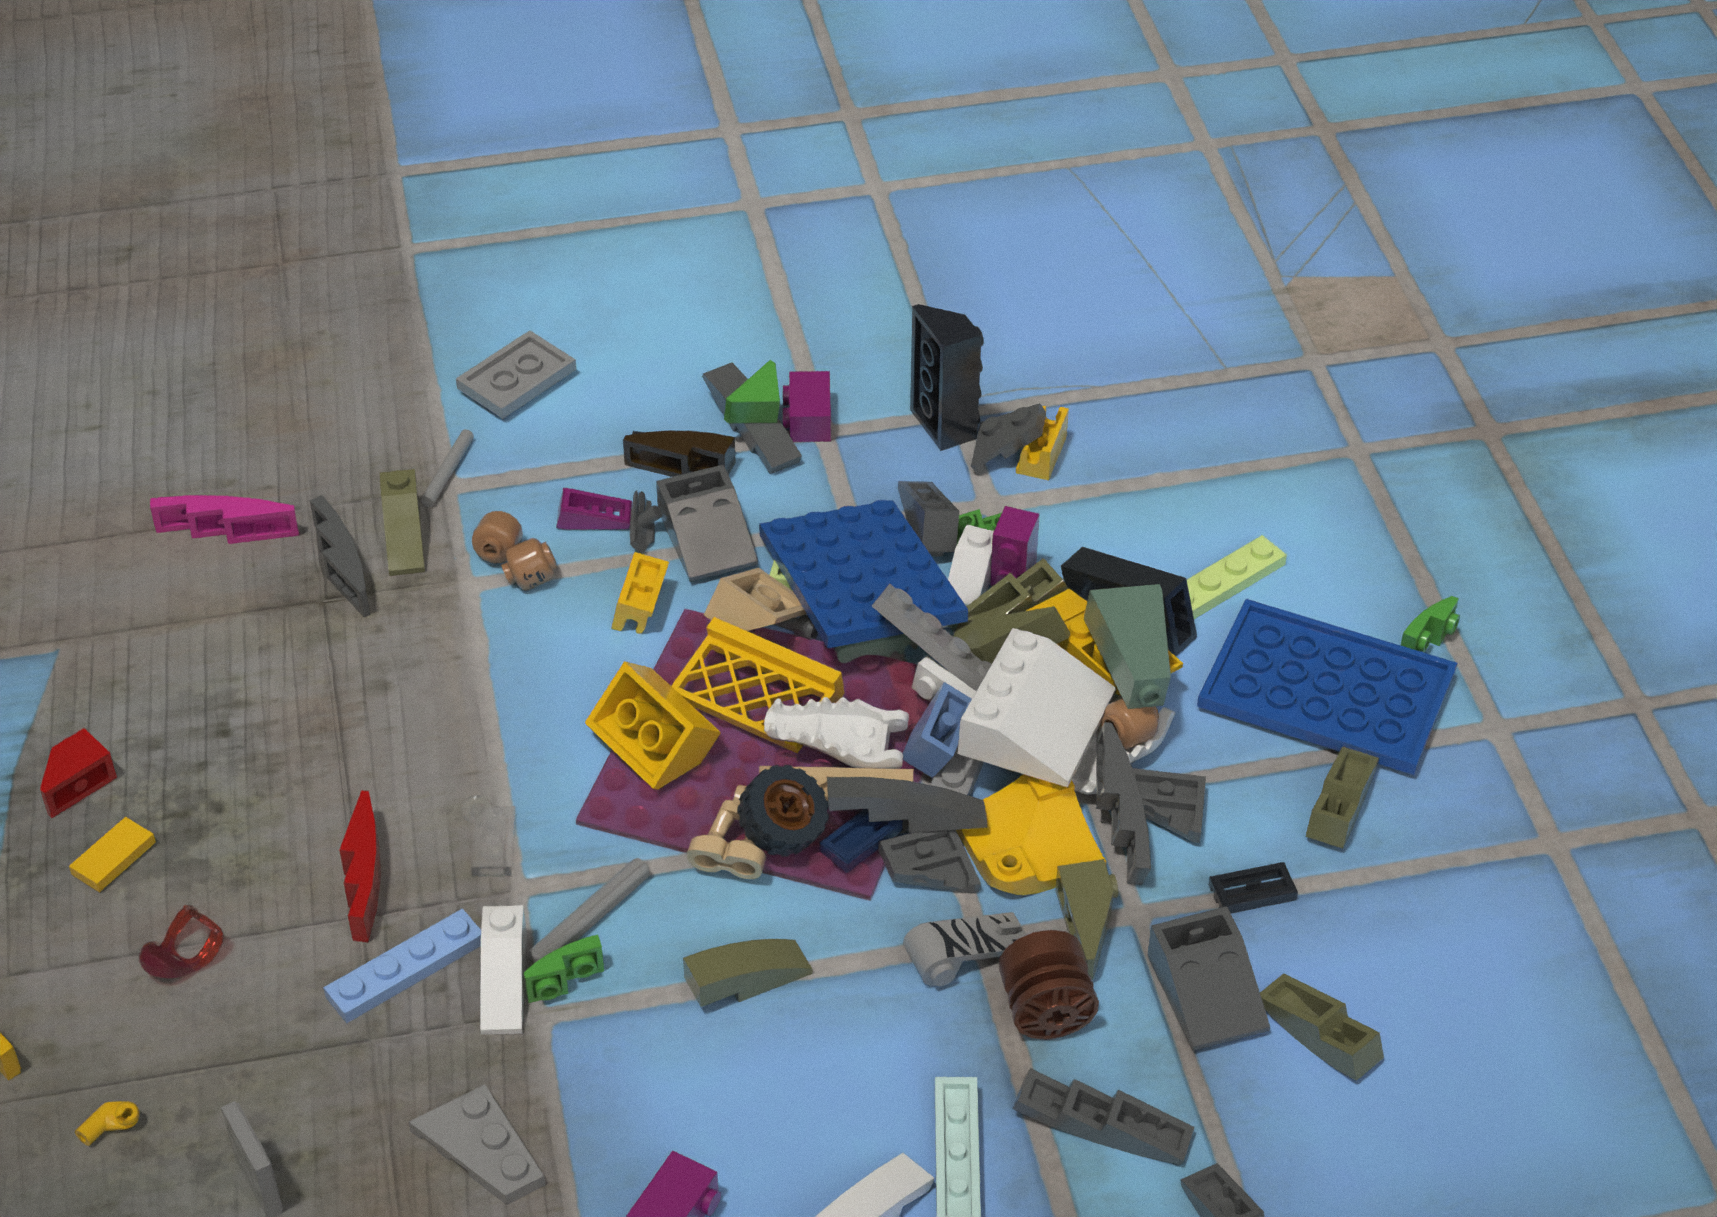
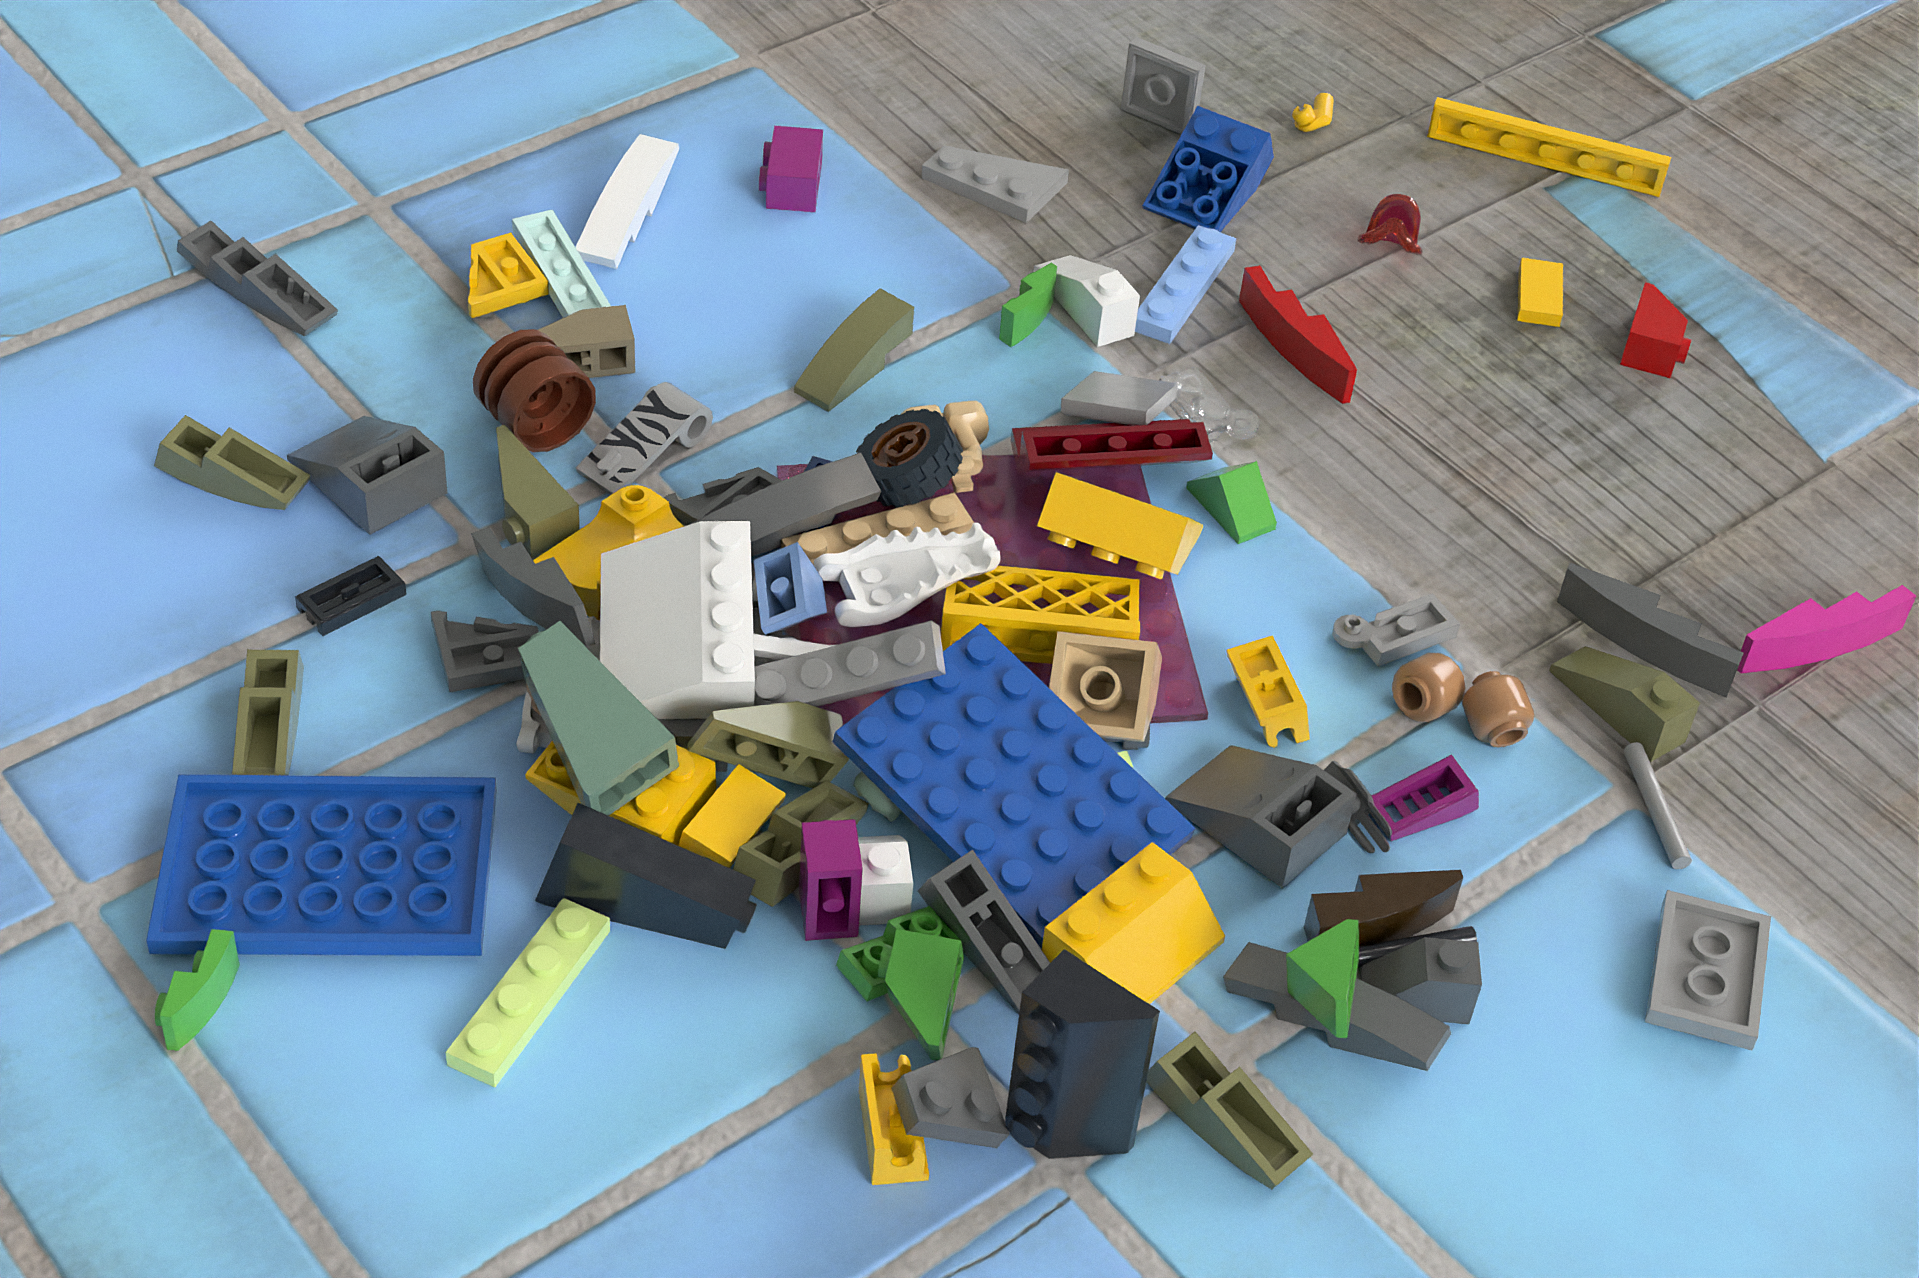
camera: 150 degrees right, 0 degrees up
(282, 1065) = (1211, 171): none -> blue slope
(510, 612) = (1398, 630): none -> light grey hinge
(538, 754) = (1236, 500): none -> bright green slope
(565, 842) = (1118, 398): none -> light grey tile
(592, 909) = (1048, 368): light grey axle -> none
(615, 784) = (1109, 445): none -> dark red slope
(686, 408) = (1432, 976): none -> dark grey slope
(809, 406) = (1272, 1051): magenta brick -> none
(845, 486) = (1139, 925): none -> yellow slope
(854, 395) = (1227, 1112): none -> olive slope
(988, 483) = (923, 984): none -> bright green slope
(989, 1050) = (596, 340): none -> dark tan slope
(1016, 1166) = (502, 276): none -> yellow wing
(1110, 1121) = (418, 336): dark grey slope -> none

